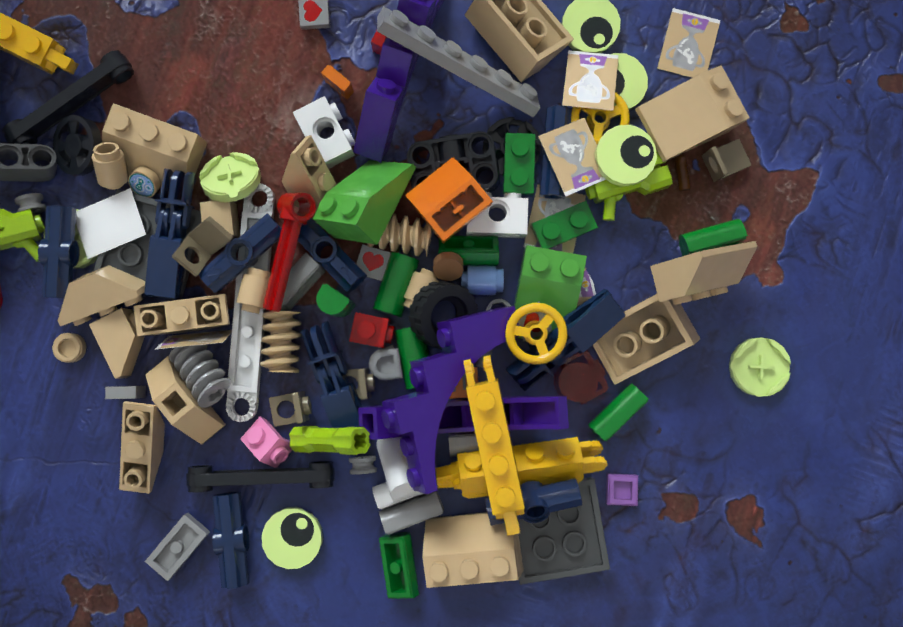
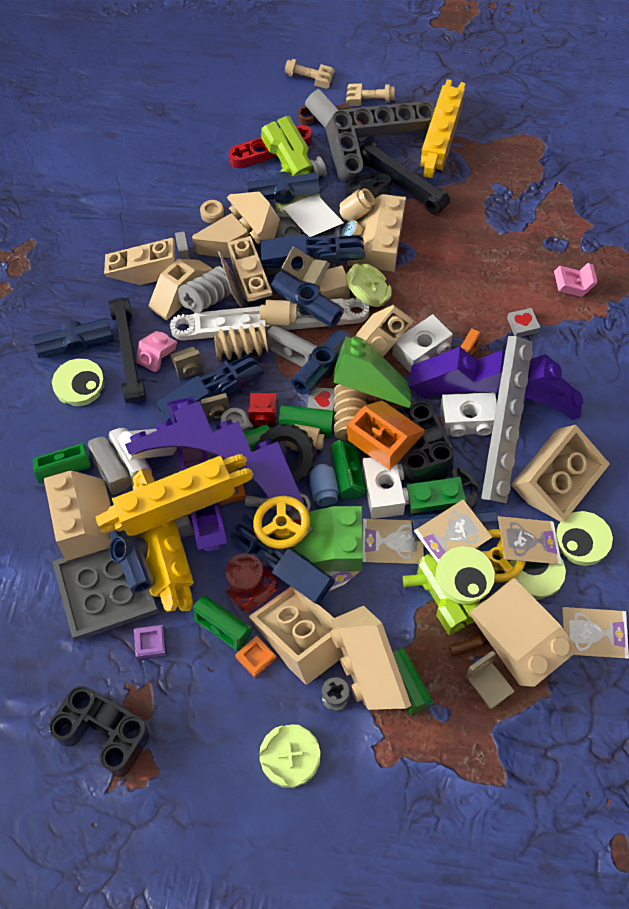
camera: 80 degrees right, 25 degrees down
(177, 546) = (64, 303): light grey plate -> none
(287, 245) = (312, 323): red axle -> none
(333, 302) = (280, 369): green brick -> none
(335, 440) = (163, 383): lime axle -> none
(362, 465) = (145, 419): light grey bush -> none
(427, 86) = (479, 405): none -> white brick
(448, 266) = (329, 450): medium nougat tile -> none
(564, 226) = (389, 546): green plate -> none
(656, 384) = (255, 656): none -> orange tile
(698, 540) = (106, 718): none -> black beam
(718, 319) = (339, 686): none -> dark grey bush

